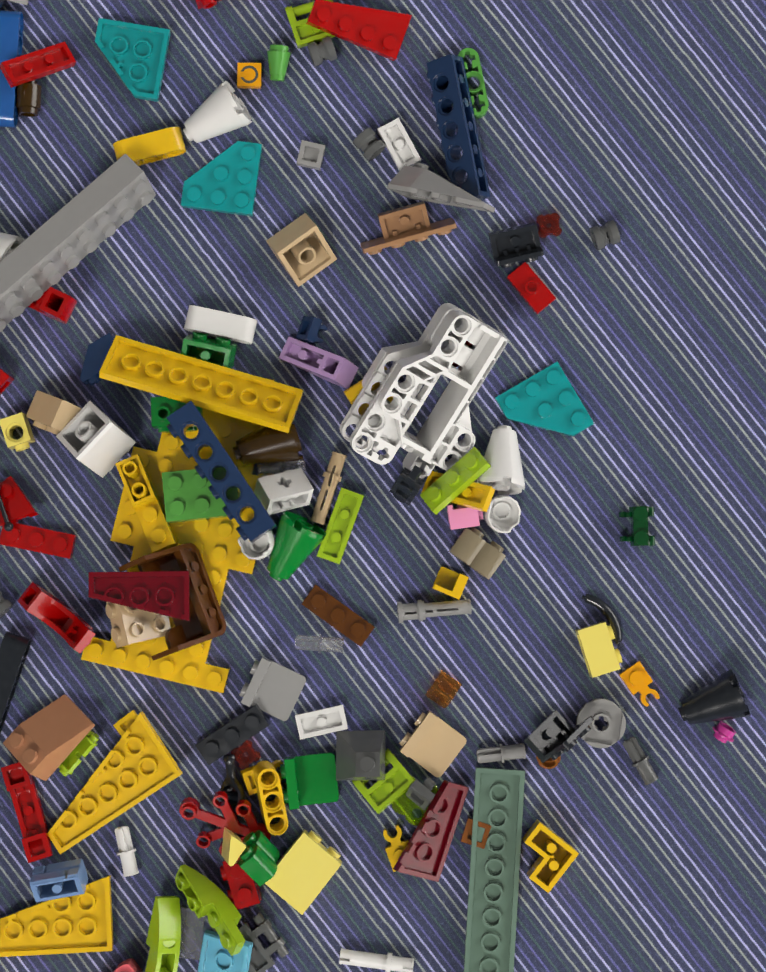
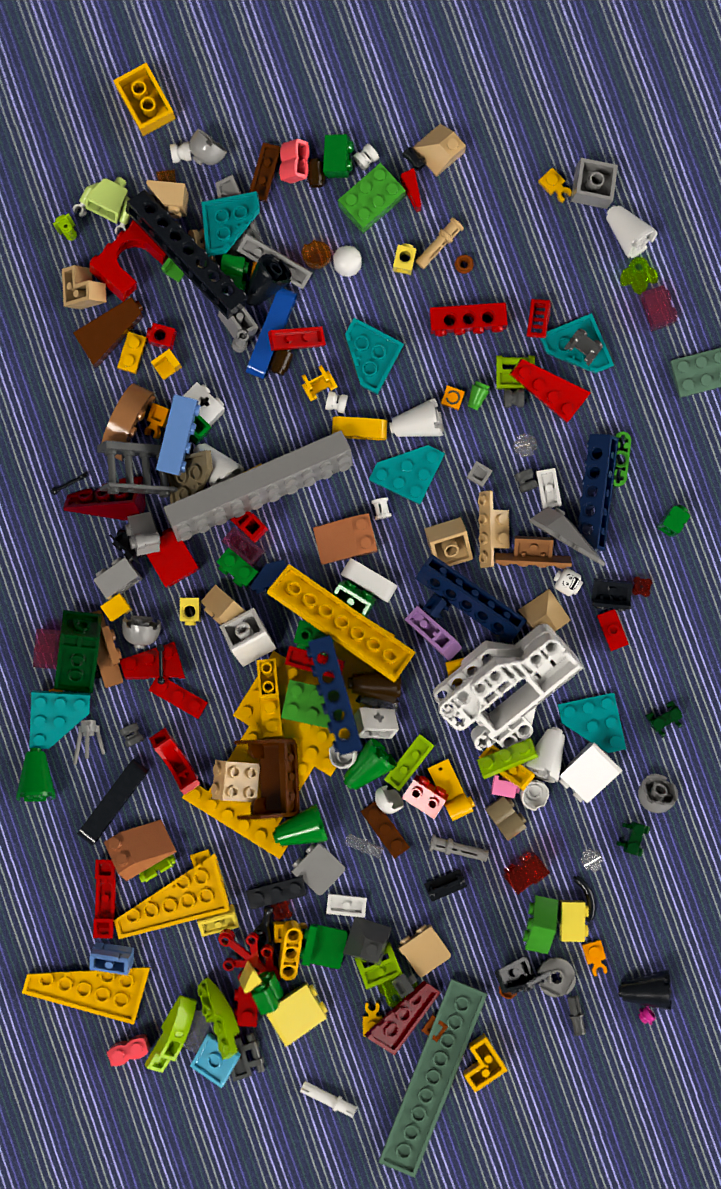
camera: 20 degrees right, 0 degrees up
(55, 333) = (243, 546): none -> clear pink brick
(56, 361) = (237, 567): none -> green brick
(82, 110) = (318, 384): none -> yellow piece
(111, 125) = (332, 401): none -> white wheel
(126, 851) = (168, 953): white axle -> none
(151, 591) = (253, 767): dark red wing -> none
(165, 445) = (299, 659): none -> red plate
(173, 793) = (218, 922): none -> light yellow slope
(176, 285) = (345, 539): none -> nougat slope
(207, 234) = (381, 508): none -> white bush
(236, 647) = (301, 829): none -> green cone
(331, 579) = (388, 800): none -> white hair
(337, 459) = (423, 712): tan pin -> none
(348, 215) = (492, 529): none -> tan bracket
(348, 306) = (470, 599): none -> dark blue brick
(354, 102) = (525, 445): none -> clear gear
(372, 559) = (425, 796): none -> brick
(401, 542) = (445, 777): none -> yellow door
(407, 485) = (470, 749): black hinge -> none
(432, 658) = (445, 885): none -> black hinge
(443, 288) = (544, 610): none -> tan slope
(443, 689) = (445, 912): clear orange slope -> none
(450, 582) = (477, 833): yellow panel -> none
(459, 248) = (568, 582): none -> white head
(501, 753) = (473, 974): light grey axle -> none
(523, 609) = (525, 872): none -> clear red brick
(559, 466) = (589, 773): none -> white slope
(560, 132) = (674, 520): none -> green brick
(561, 666) = (541, 924): none -> bright green brick
(596, 569) = (591, 860): none -> clear gear
(605, 235) = (681, 608): dark grey wheel -> none
(628, 372) = (665, 719): none -> dark green piece
(648, 464) = (657, 793): none -> light grey cylinder

